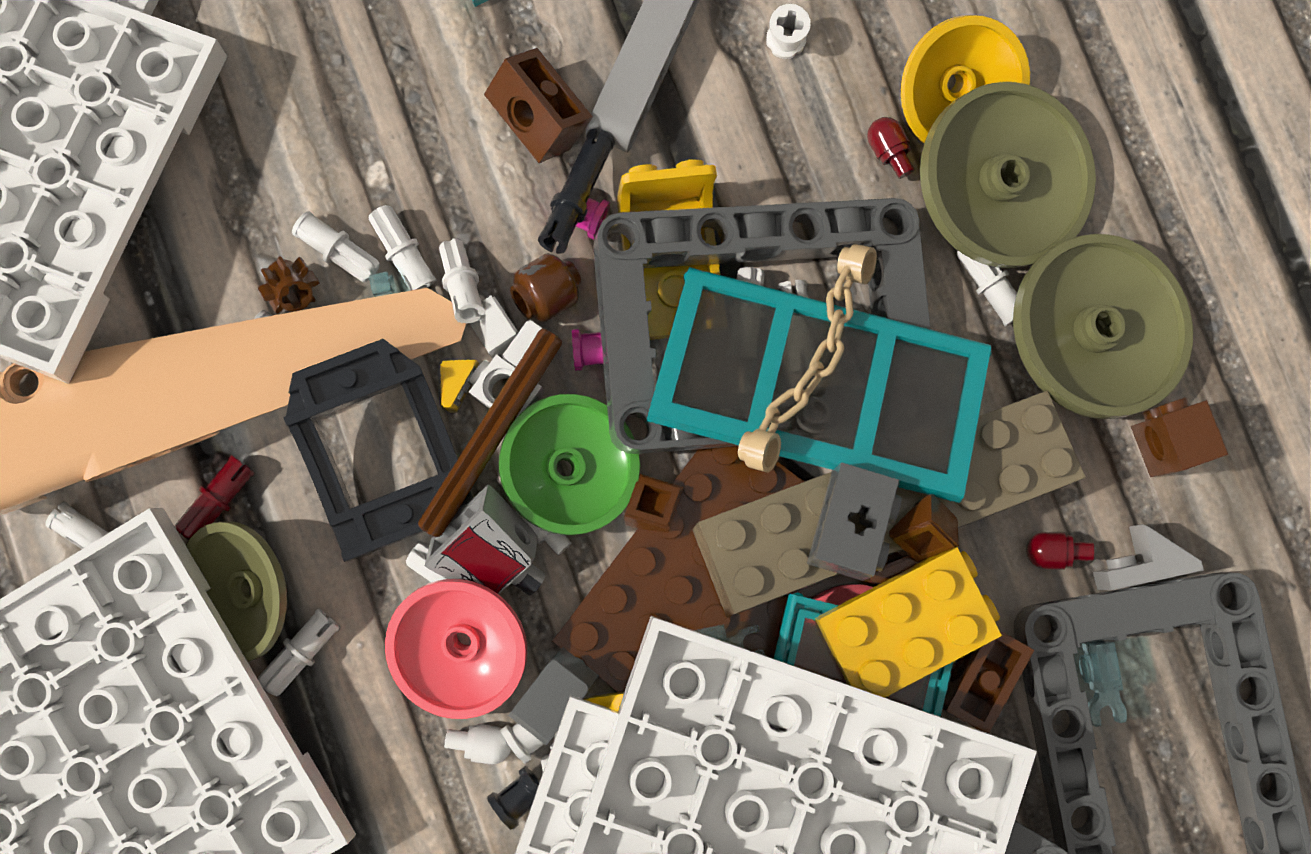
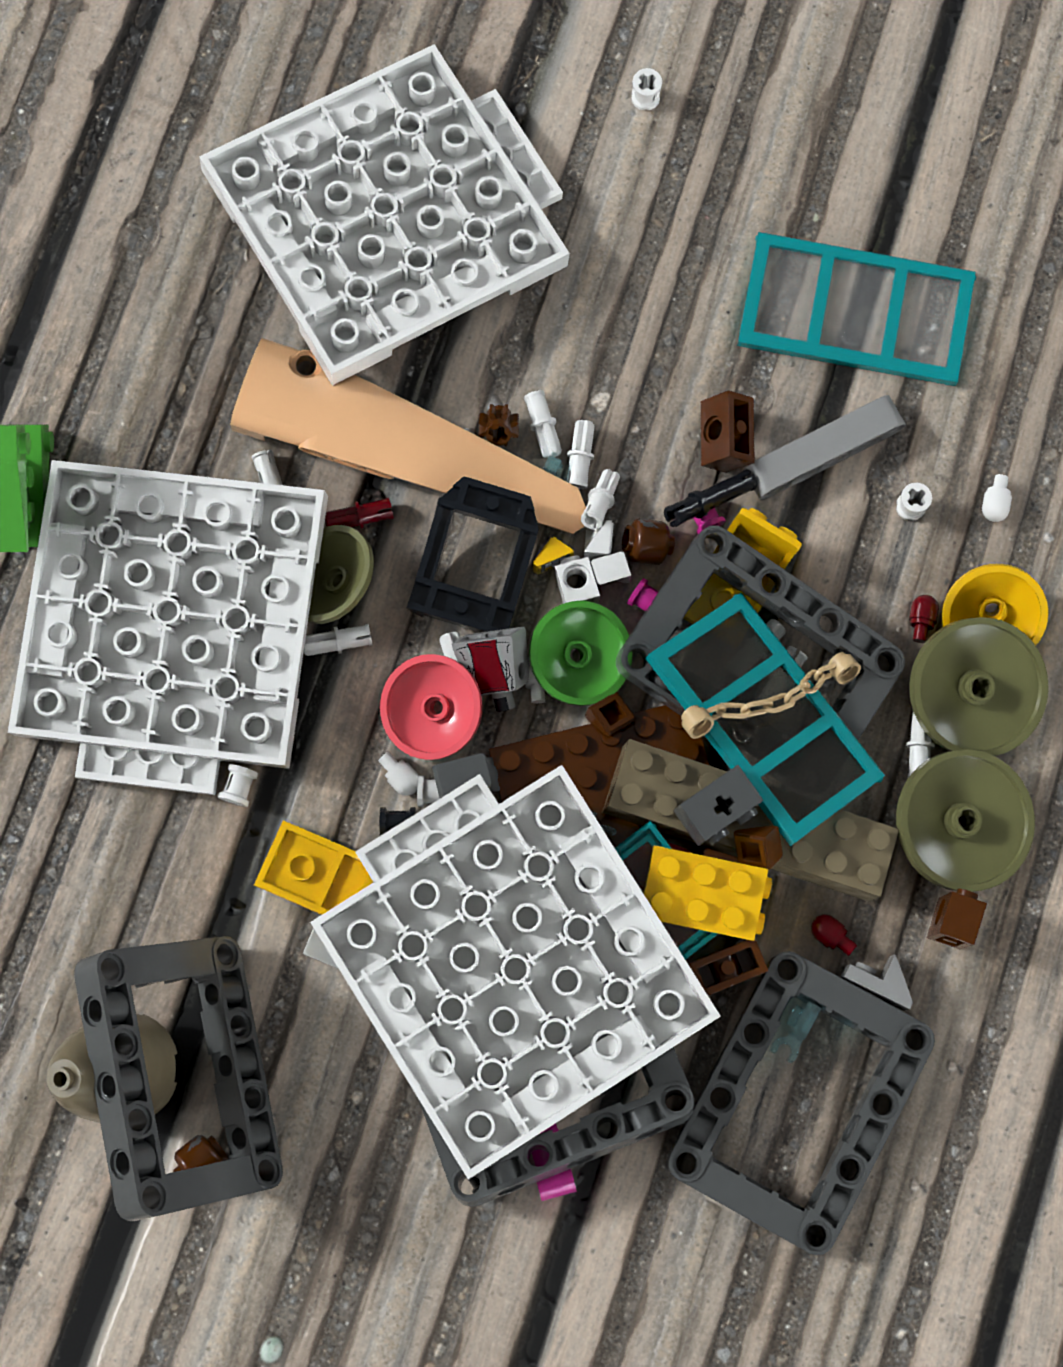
camera: 40 degrees right, 5 degrees down
(490, 433) = (549, 598): reddish brown axle -> none

